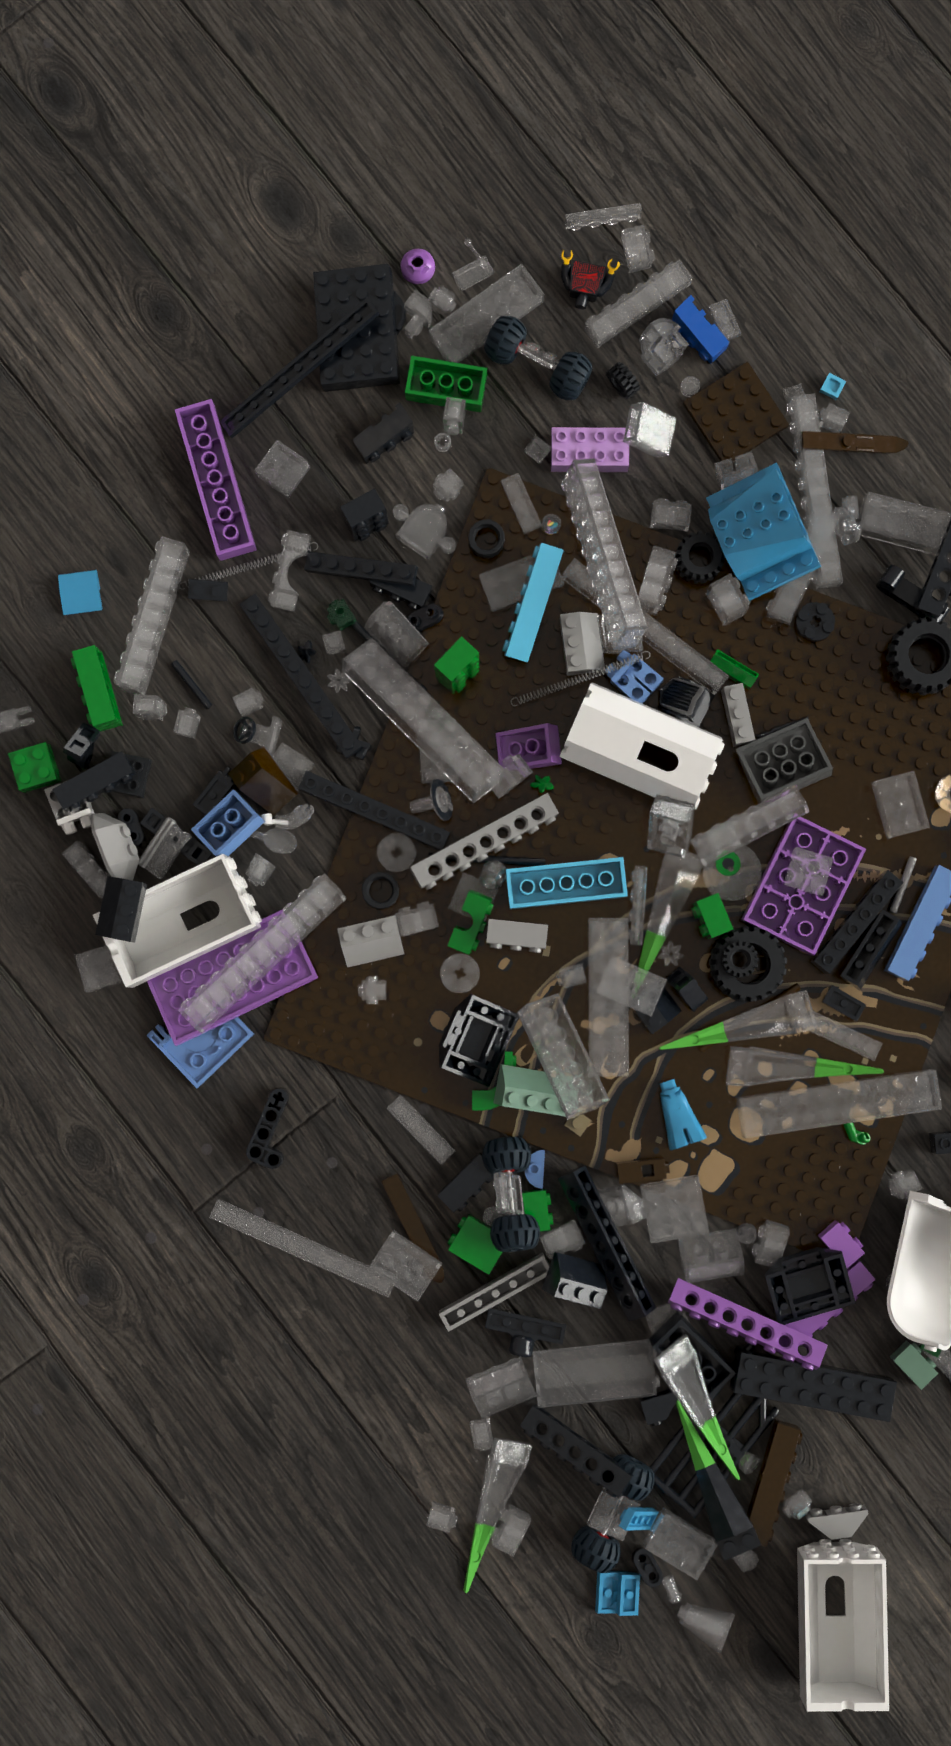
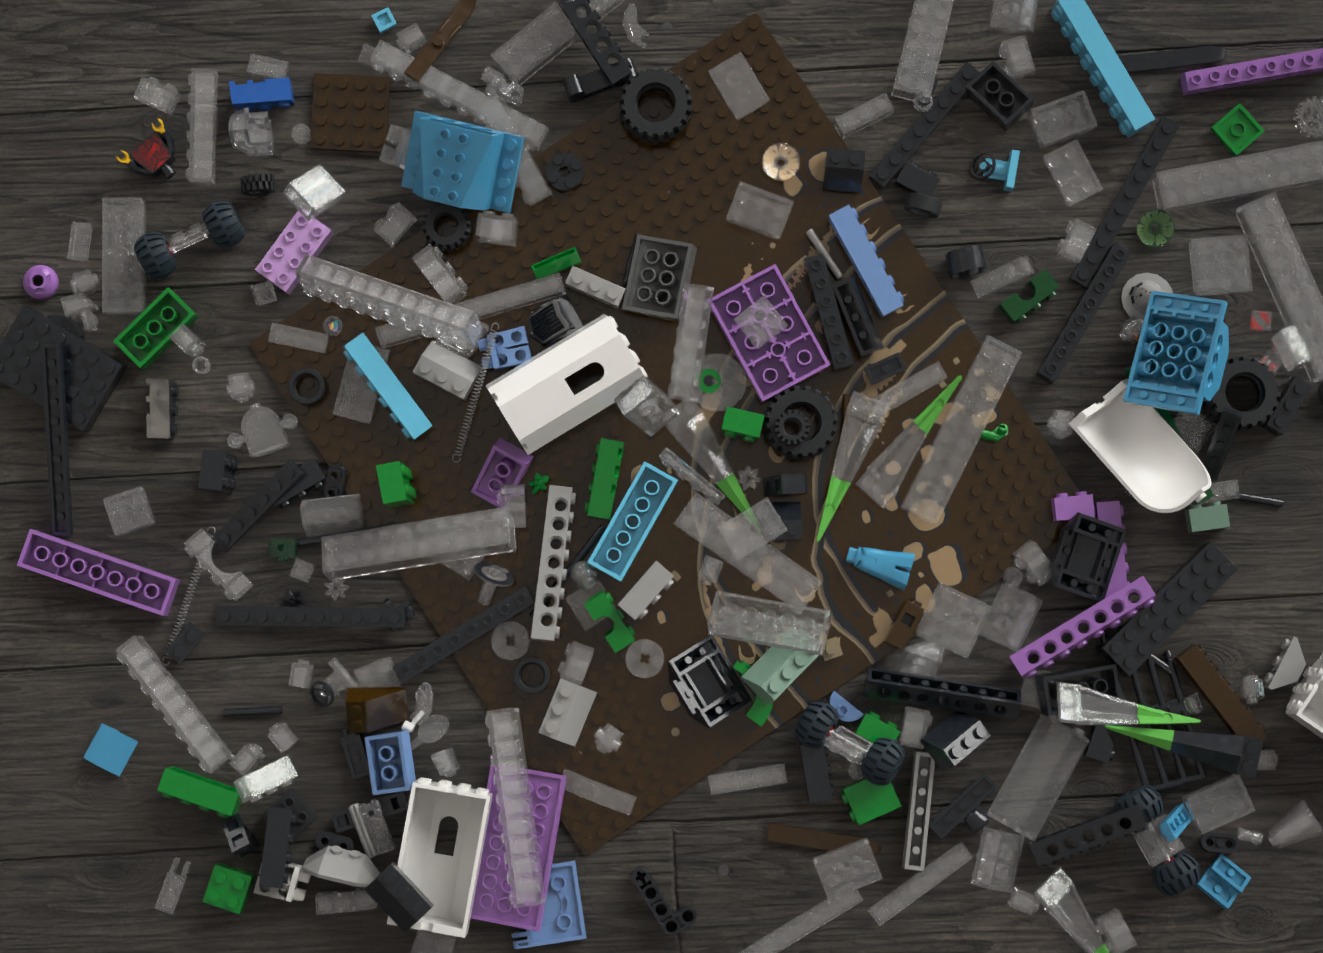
camera: 65 degrees left, 0 degrees up
(142, 733) = (266, 780): none -> clear brick
(323, 1014) = (599, 792): none -> clear slope
(435, 1336) = (920, 884): none -> clear plate
(484, 264) = (80, 228): clear hinge -> none
(585, 836) = (605, 479): none -> green wedge
(601, 216) = (108, 107): clear plate -> none

